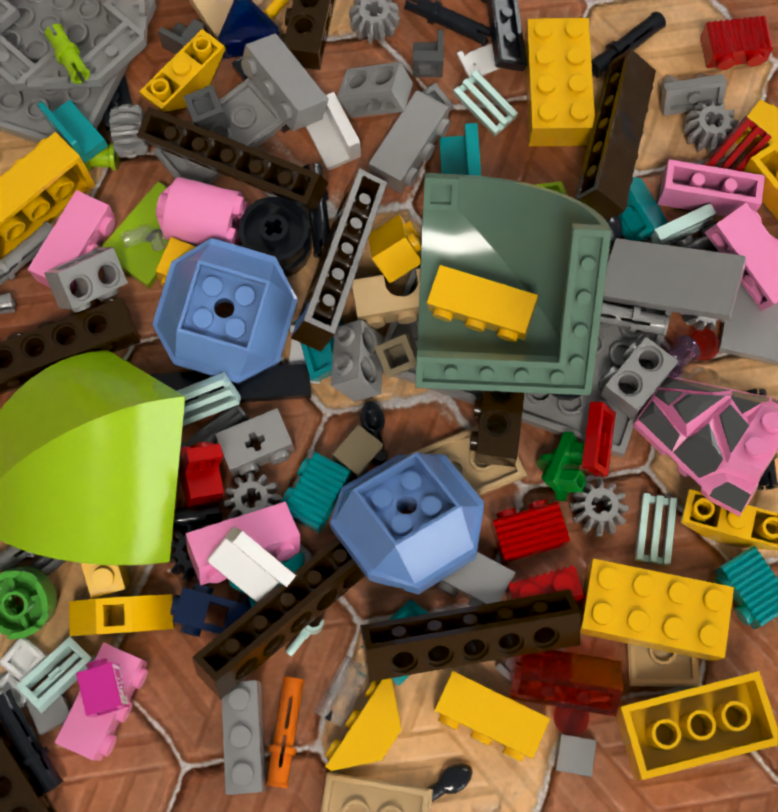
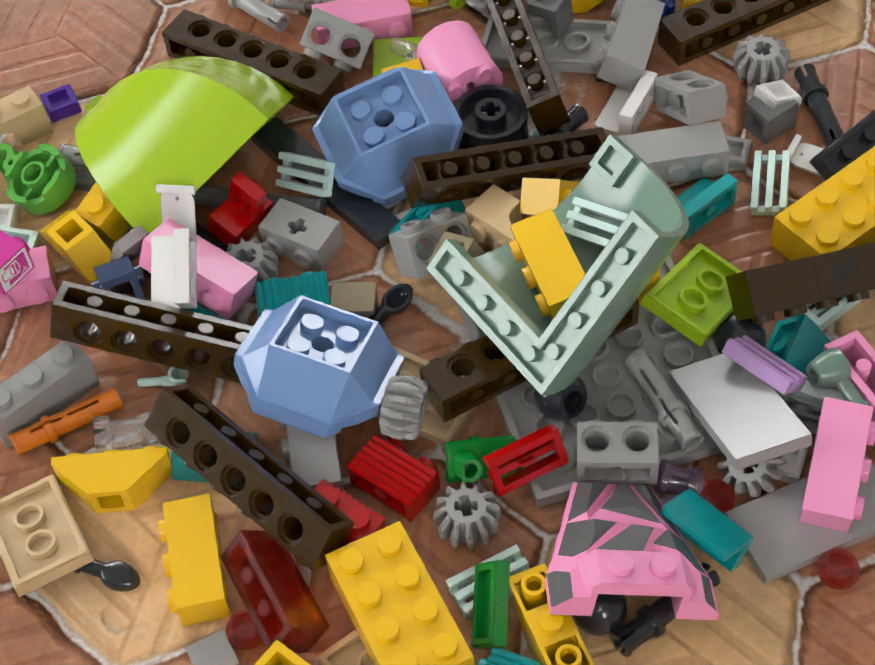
camera: 55 degrees right, 20 degrees down
(167, 579) = (129, 244): none -> light grey tile
(179, 519) = (178, 204): none -> white piece
(413, 35) = (776, 94): none -> white tile
(489, 255) = (576, 217): none -> light aqua tile
(493, 486) = (403, 407): none -> light grey gear
(651, 235) = (764, 364): none -> lavender tile
(687, 199) = (833, 370): none -> sand green bar
(687, 545) = (490, 605): none -> green tile
(732, 368) = (708, 528): none -> teal panel

